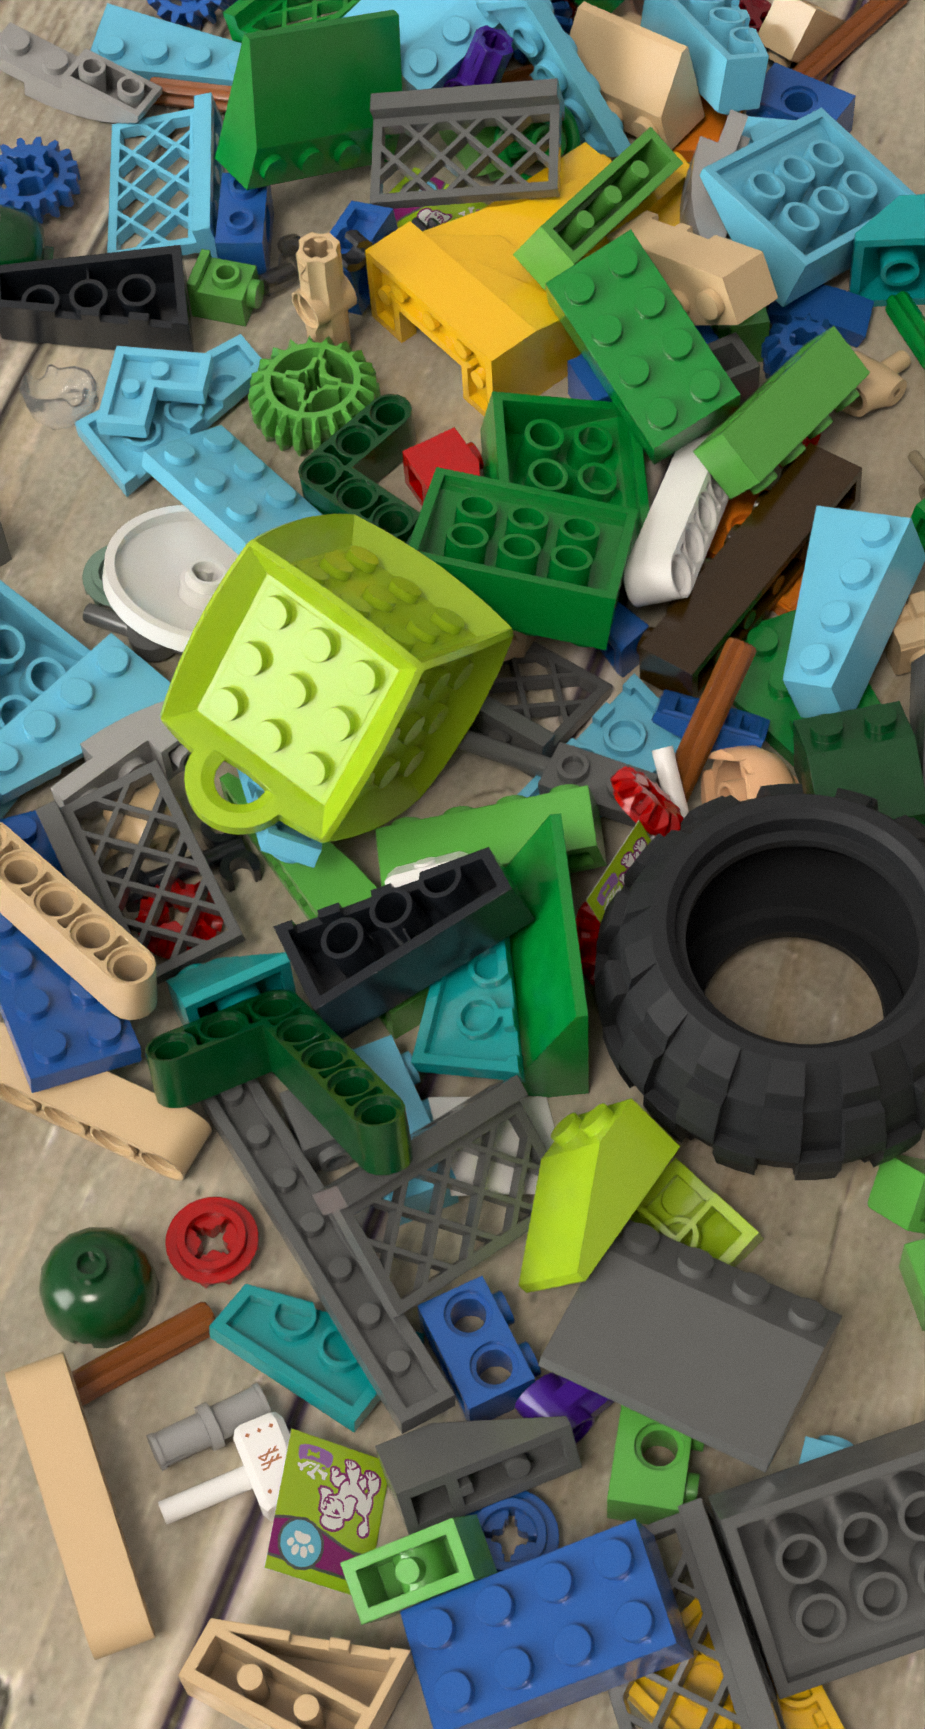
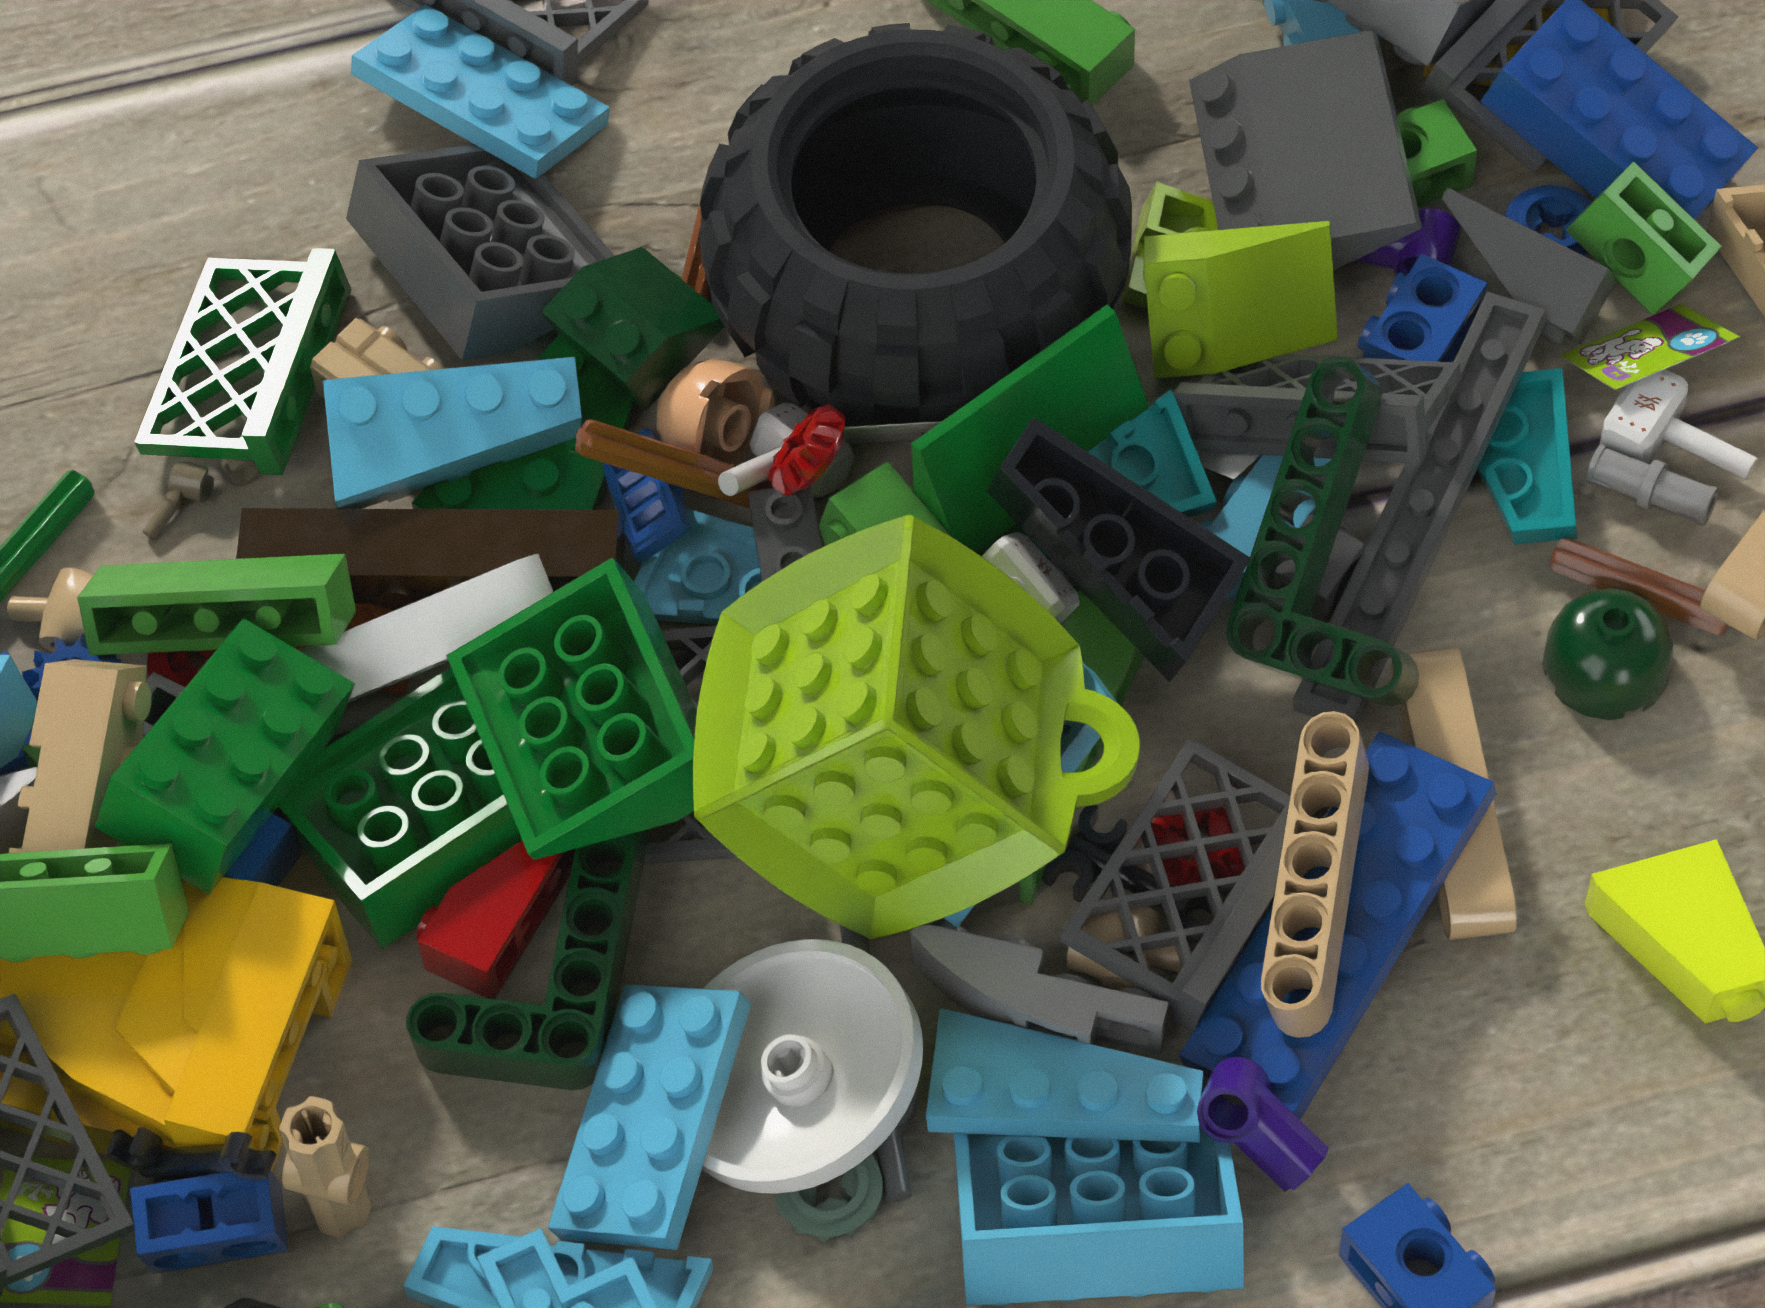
camera: 125 degrees left, 0 degrees up
(209, 1218) = (1513, 581): red gear -> none
(227, 981) = (1259, 703): teal slope -> none
(310, 392) = (428, 1095): bright green gear -> none

